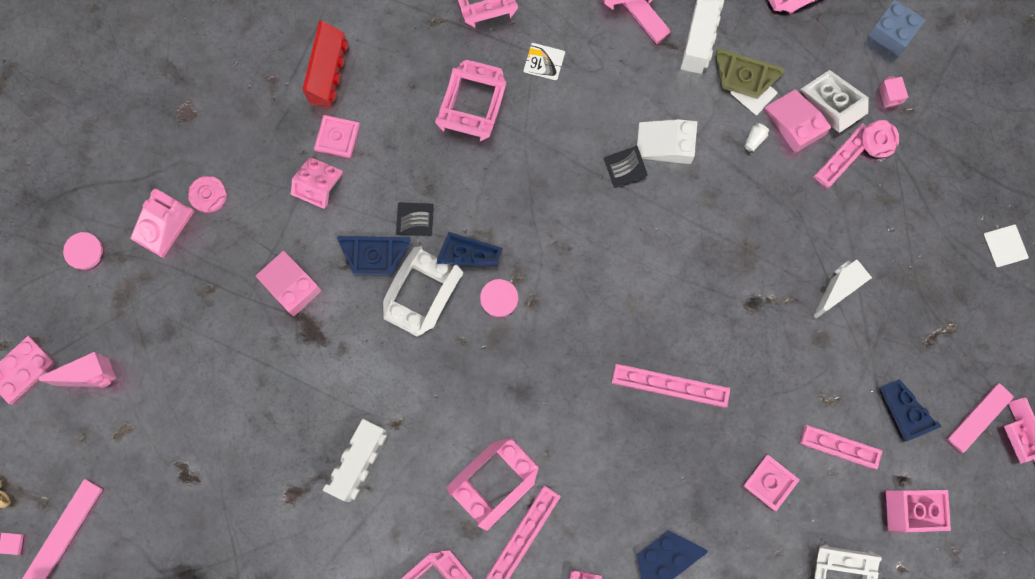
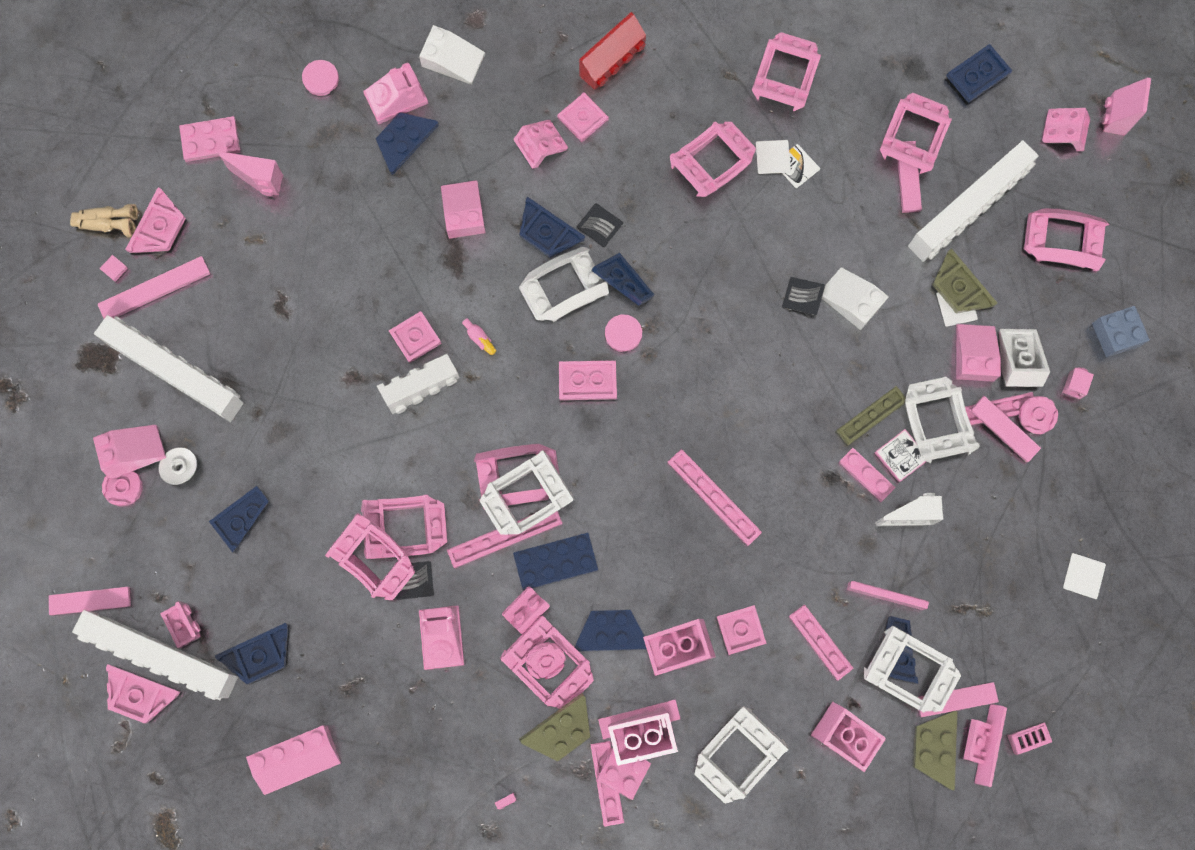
camera: 30 degrees right, 0 degrees up
(25, 479) = (157, 227): none -> bright pink wing
(186, 157) = (451, 55): none -> white slope
(193, 256) = (403, 138): none -> dark blue wing
(207, 194) = (447, 96): bright pink tile -> none
(323, 422) = (415, 337): none -> bright pink plate
(379, 384) = (479, 337): none -> bright pink piece
(497, 359) = (587, 380): none -> bright pink plate
(519, 66) = (773, 156): none -> white sticker
(525, 467) = (550, 481): none -> white wedge
(577, 533) = (555, 561): none -> dark blue plate
(732, 533) = (679, 647): none -> bright pink slope
(750, 229) = (871, 415): none -> olive tile
(756, 137) = (932, 343): white cone -> none
(780, 281) = (867, 475): none -> bright pink plate
(797, 246) = (900, 456): none -> tile
(827, 214) = (945, 445): none -> white wedge
(863, 168) = (1005, 429): none -> bright pink tile
(867, 370) = (887, 595): none -> bright pink tile
(905, 421) = (886, 658): none -> white wedge
(993, 469) = (937, 749): none -> olive wing

